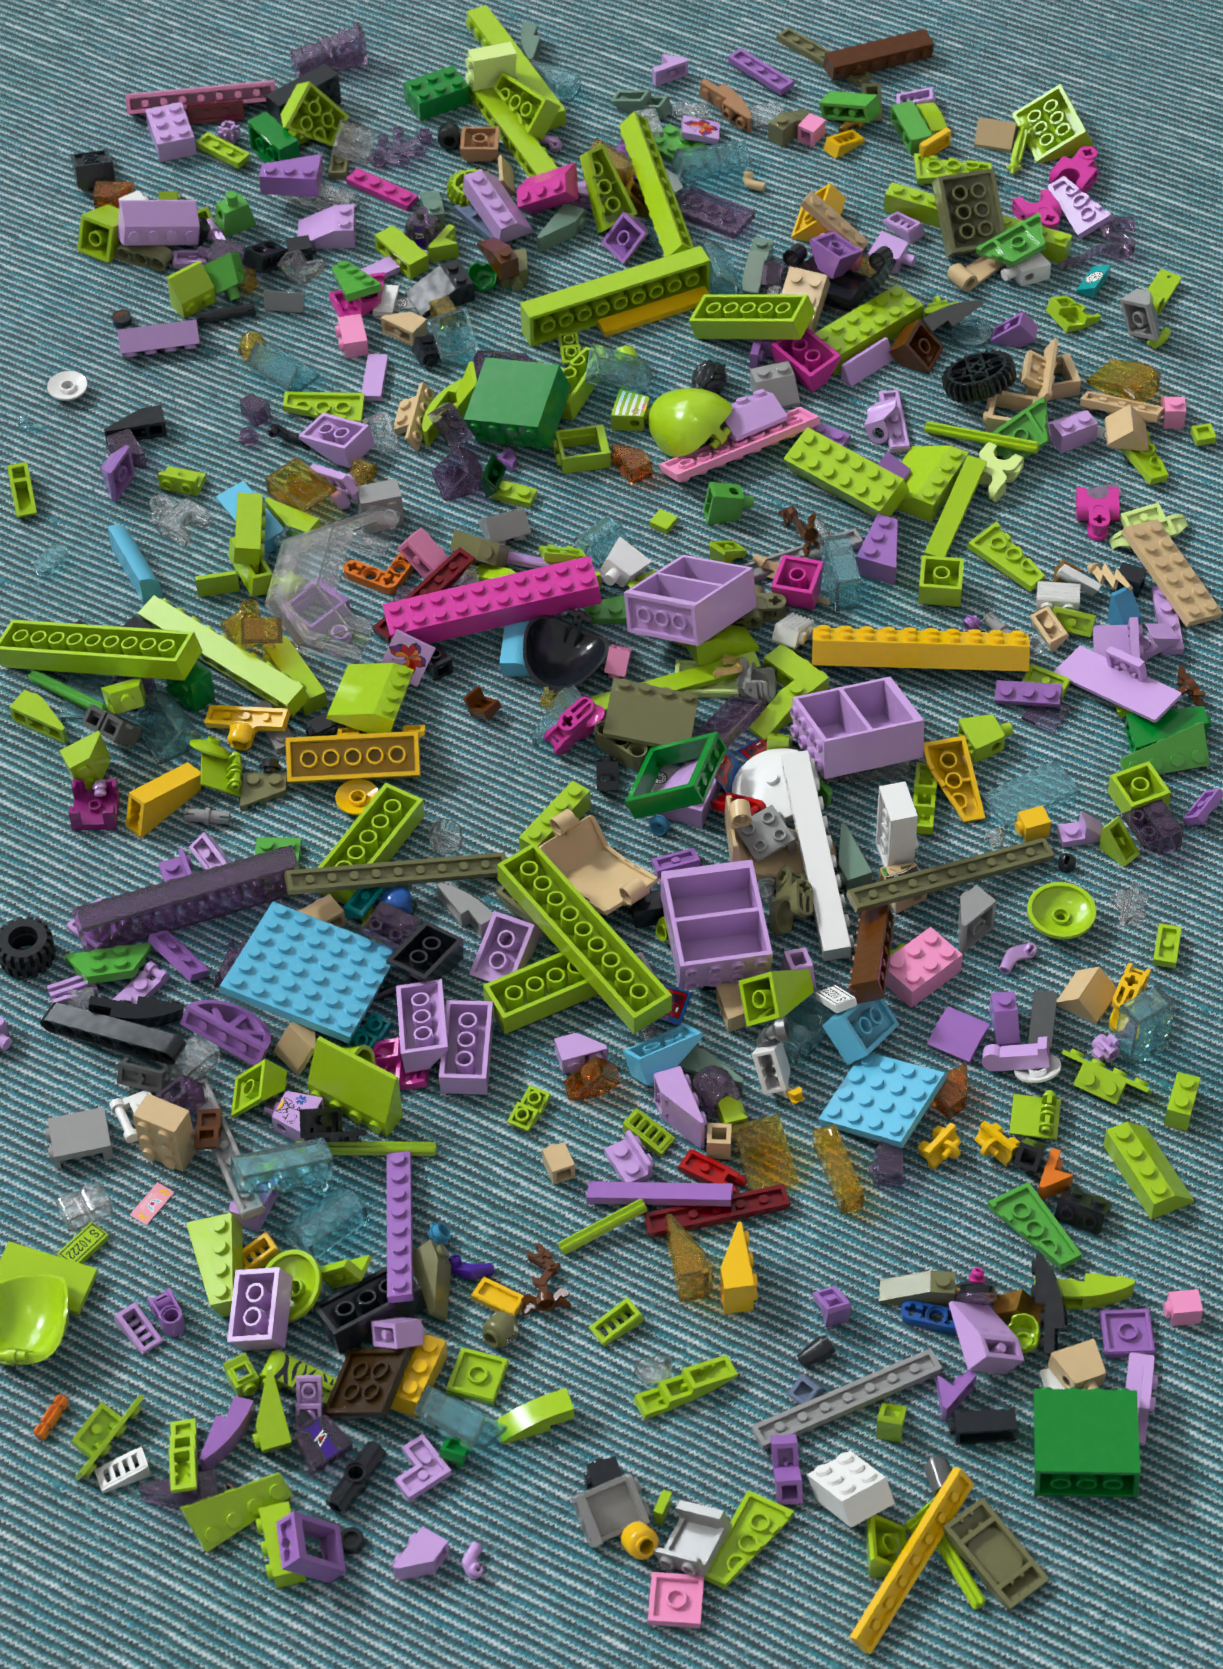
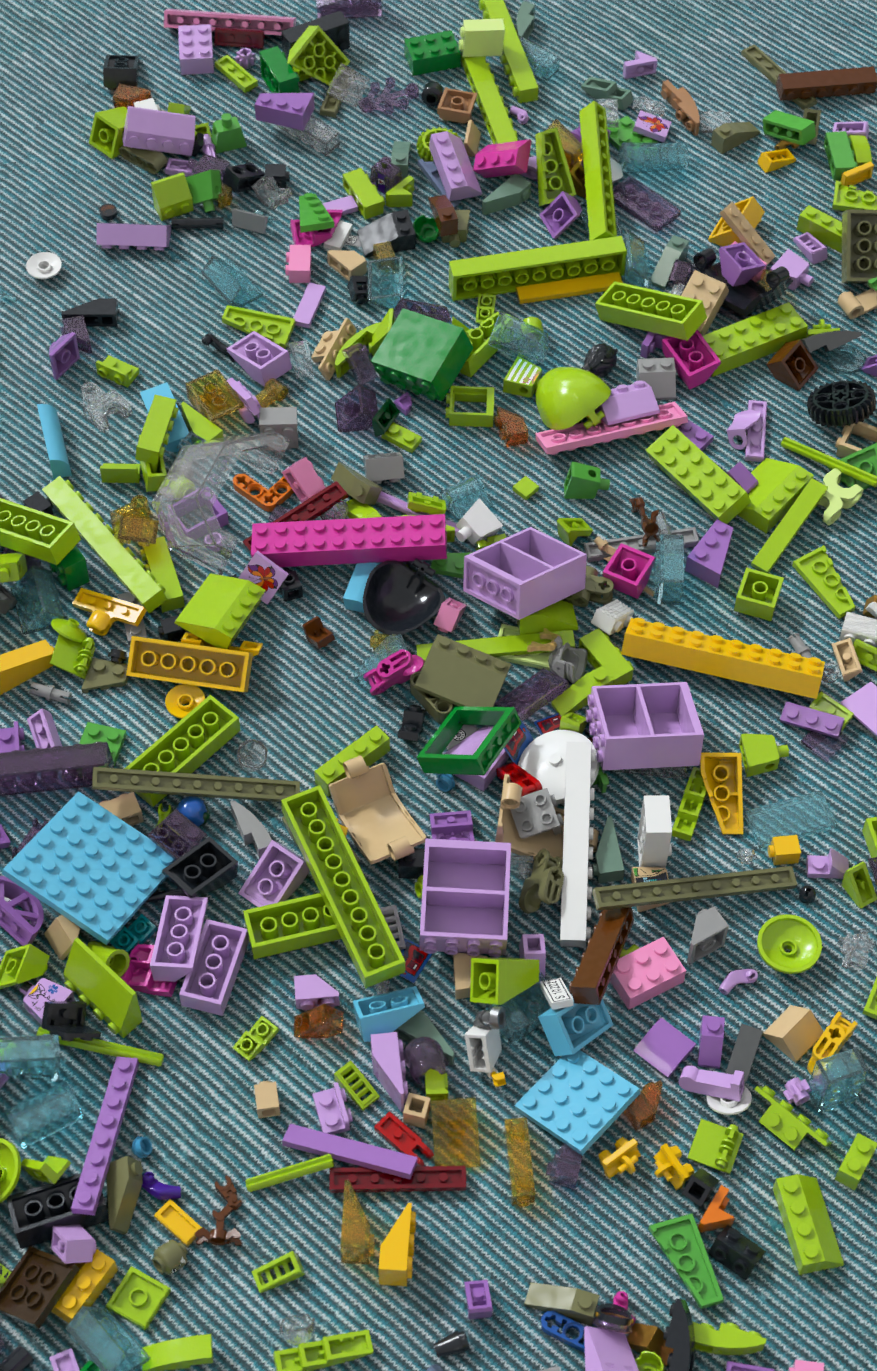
camera: 10 degrees right, 5 degrees up
(247, 343) = (206, 253): clear yellow head -> none
(248, 436) = (185, 340): clear purple plate -> none
(255, 410) = (197, 317): clear purple brick -> none
(330, 227) = (308, 160): lavender slope -> none
(362, 901) = (160, 805): teal slope -> none
(382, 189) = (362, 133): dark pink plate -> none
(528, 105) = (506, 78): lime wedge -> none
(751, 184) = (684, 182): tan arm -> none
(760, 71) = (719, 81): medium lavender plate -> none
(811, 129) = (750, 142): bright pink brick -> none
(866, 362) = (744, 370): lavender slope -> none
(971, 622) = (777, 640): medium lavender plate -> none

